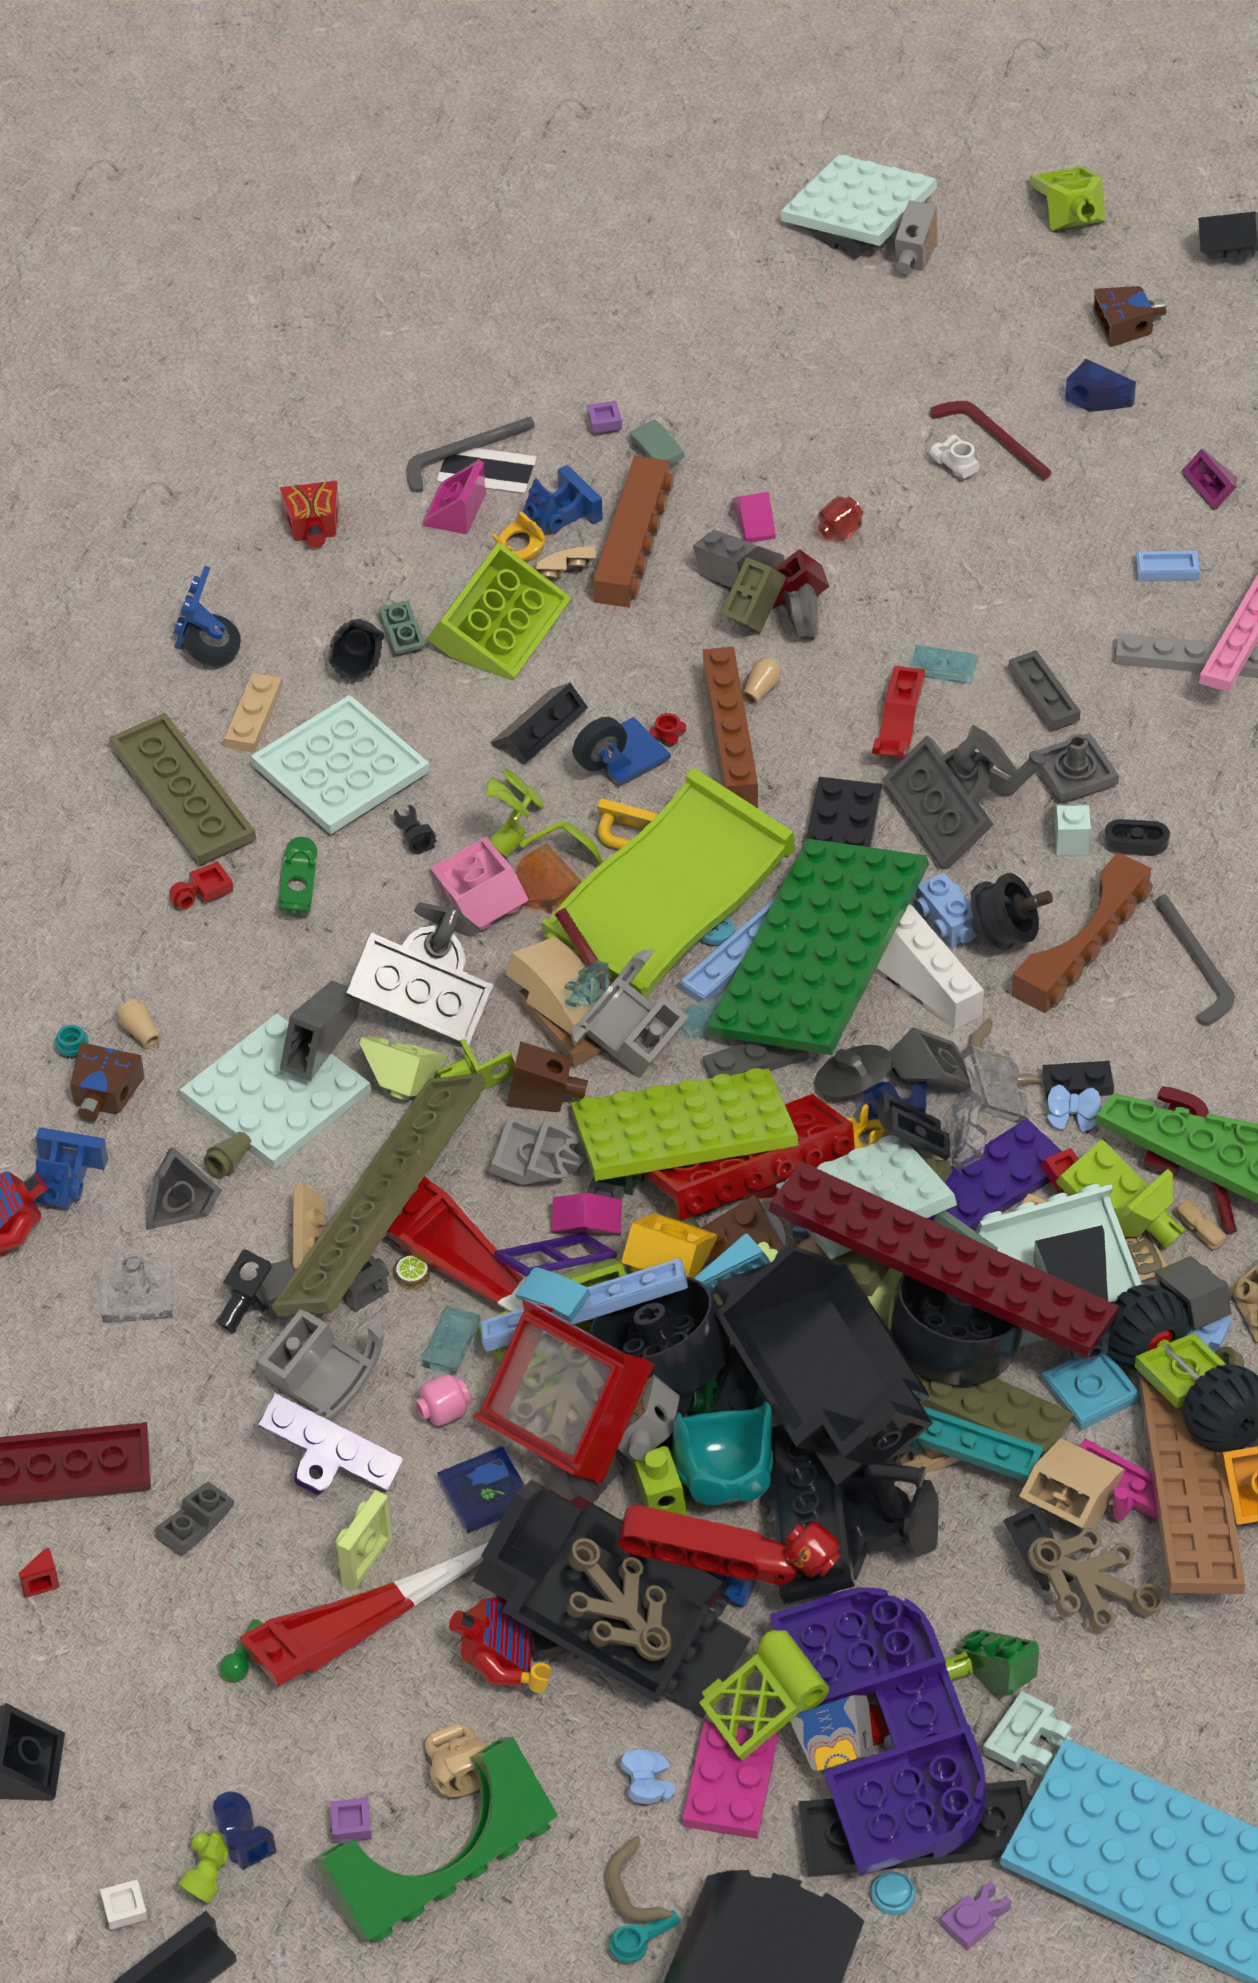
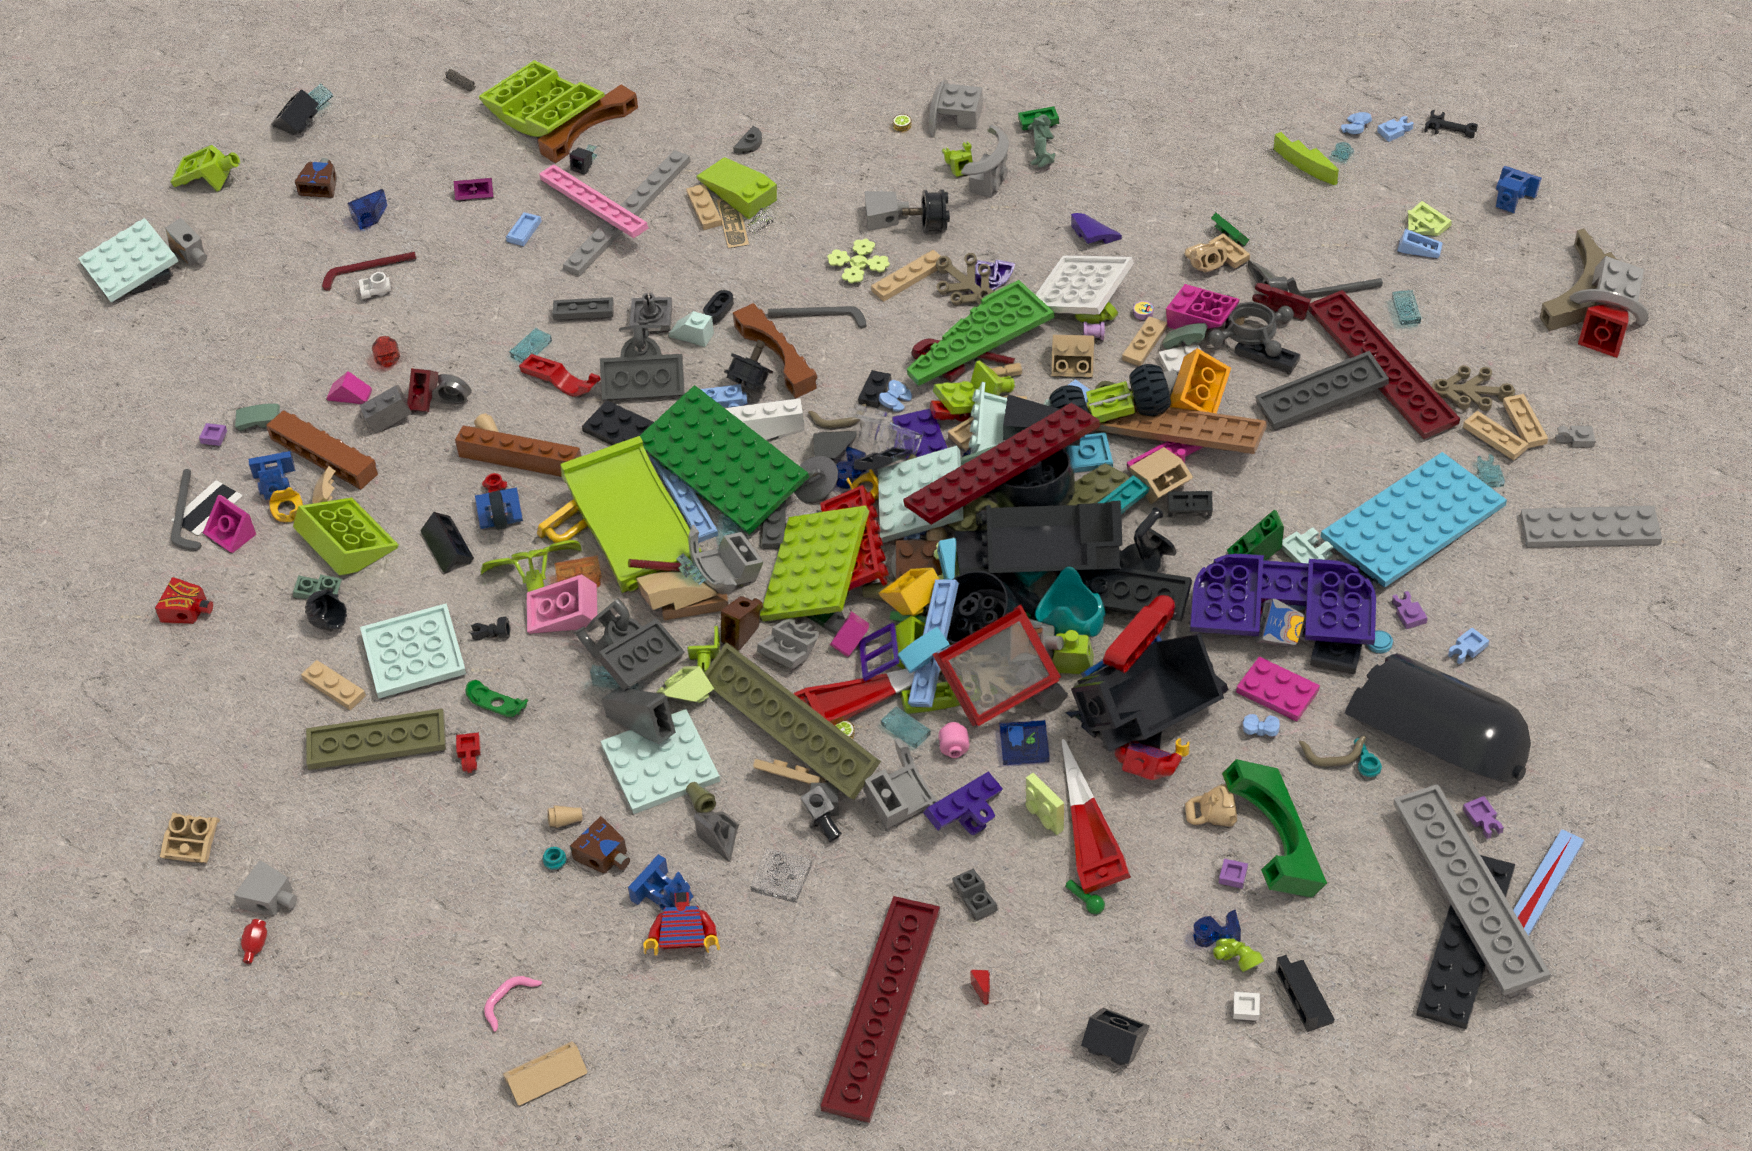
camera: 65 degrees left, 0 degrees up
(205, 635) = (242, 688): plate -> none
(620, 1605) = (1180, 686): dark tan plant -> none
(753, 594) = (426, 404): olive hinge -> none
(789, 1675) = (1242, 626): lime piece -> none
(812, 1549) = (1170, 584): red head -> none
(1089, 1577) = (1211, 494): dark tan plant -> none
(1198, 1290) = (1052, 379): dark grey piece -> none

